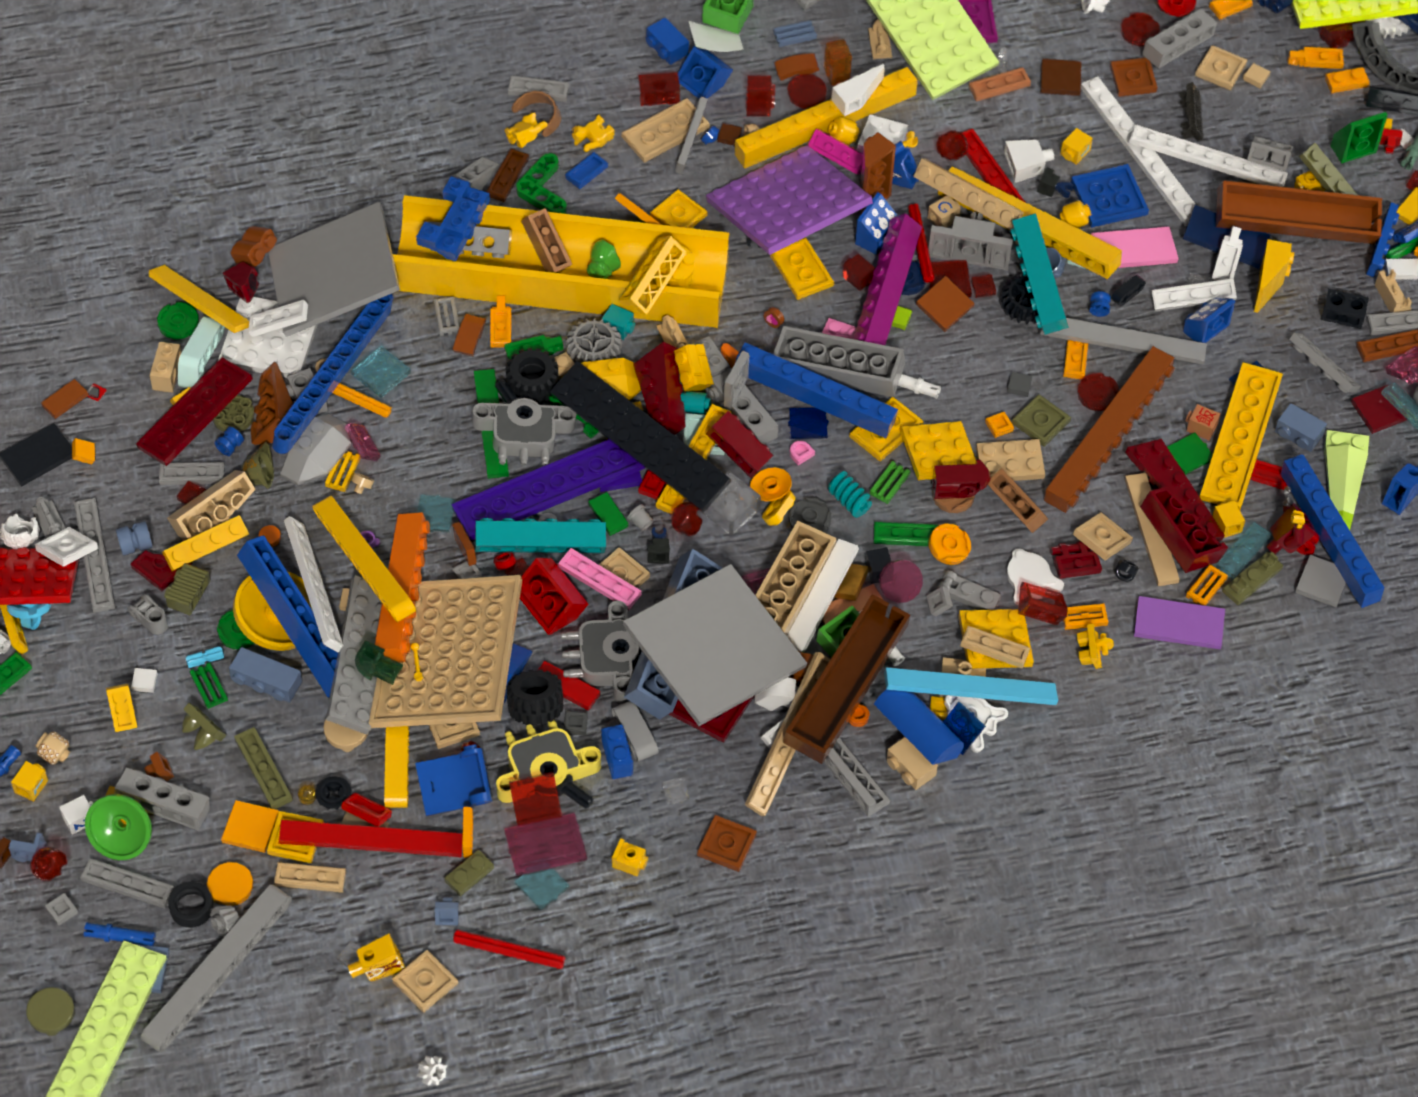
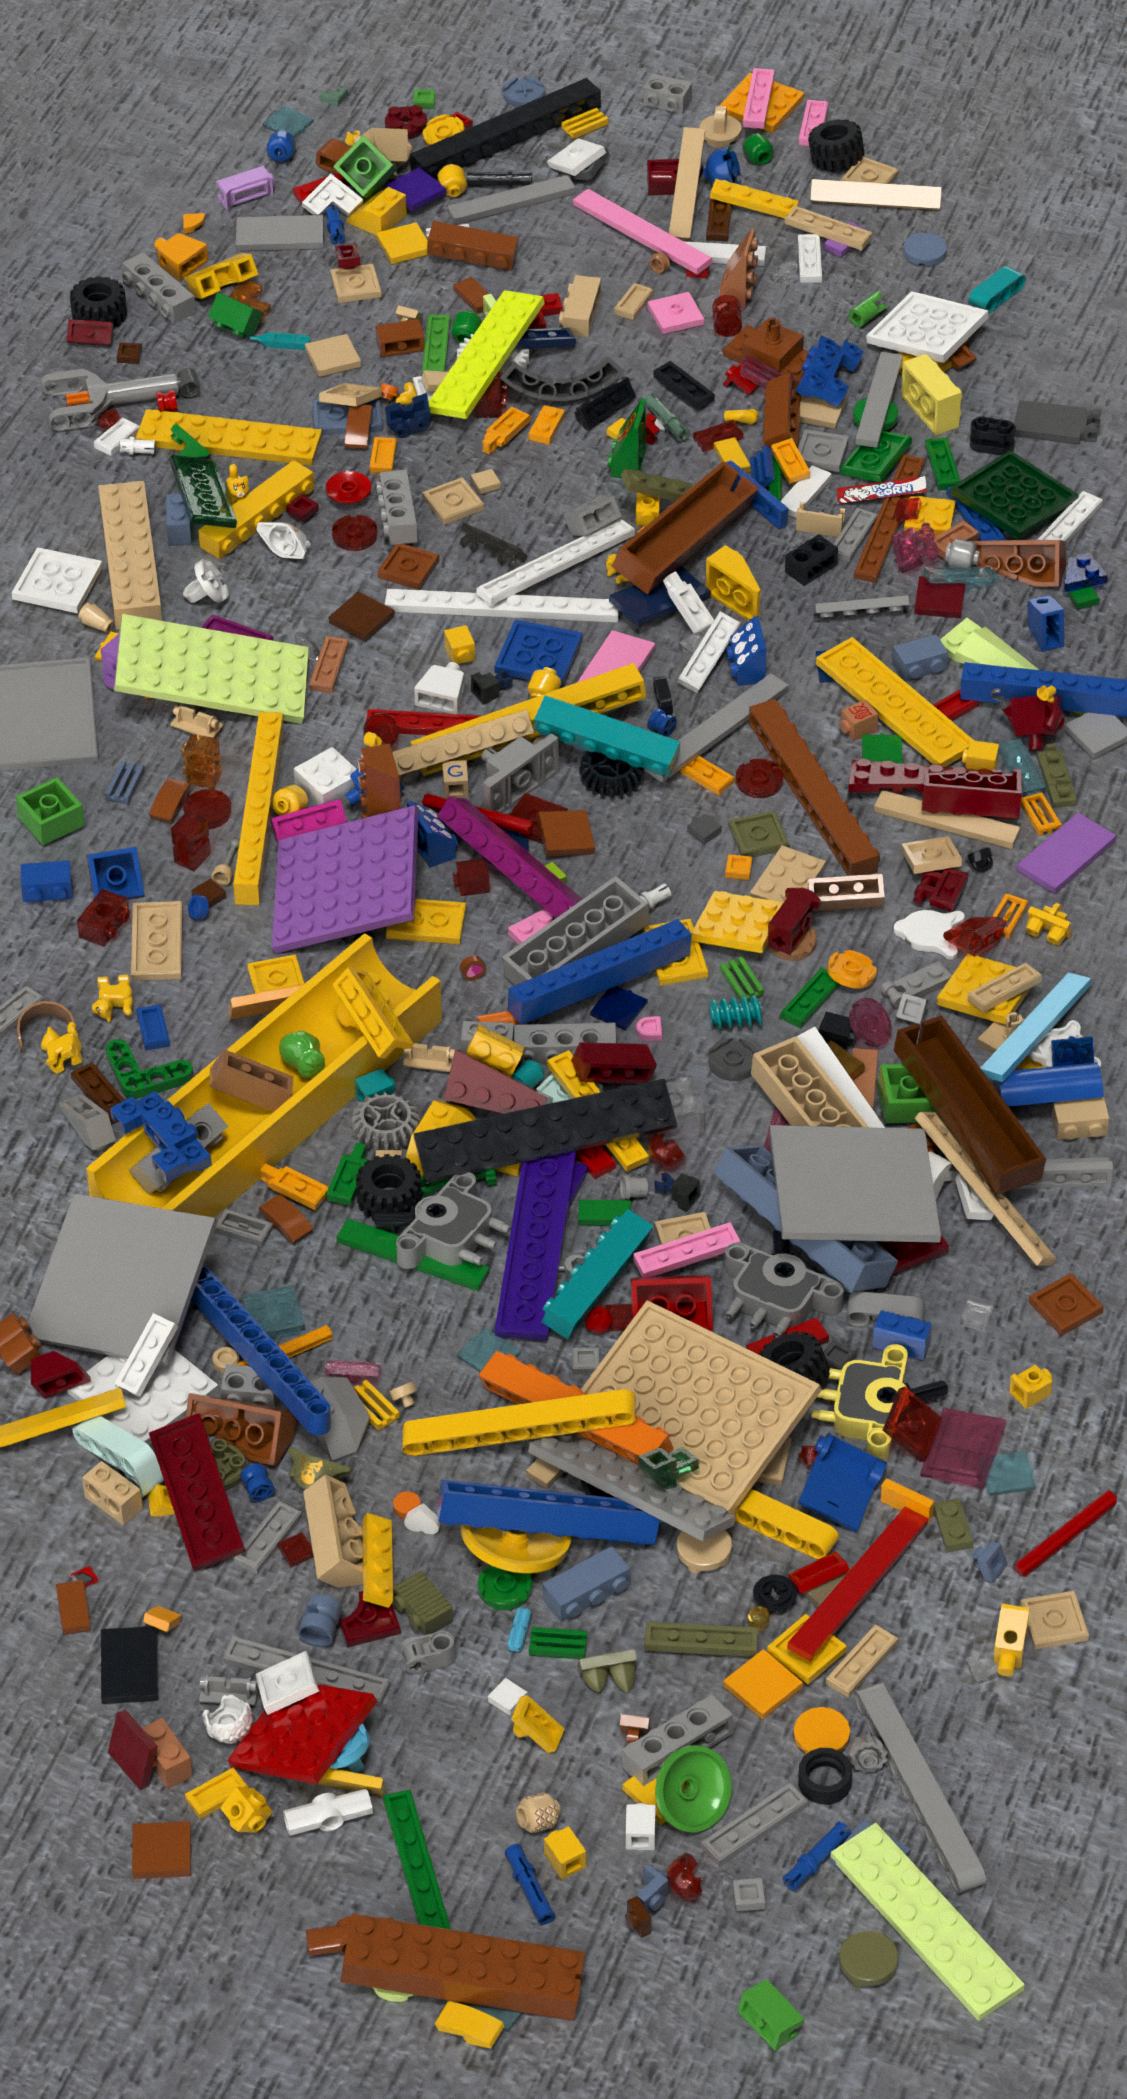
camera: 55 degrees left, 10 degrees down
(178, 320) = (51, 1467): green tile -> none
(313, 584) = (519, 1482): white tile -> none
(418, 675) = (705, 1440): yellow hinge -> none
(464, 543) = (555, 1340): dark orange tile -> none
(691, 135) = (191, 918): light grey tile -> none
(715, 38) = (80, 841): white sticker -> none
(736, 379) = (546, 1017): light grey tile -> none
(771, 483) = (677, 1058): light orange dish -> none
(777, 509) = (710, 1078): yellow plate -> none
(856, 91) = (266, 757): white slope -> none
(983, 286) = (567, 795): clear red plate -> none

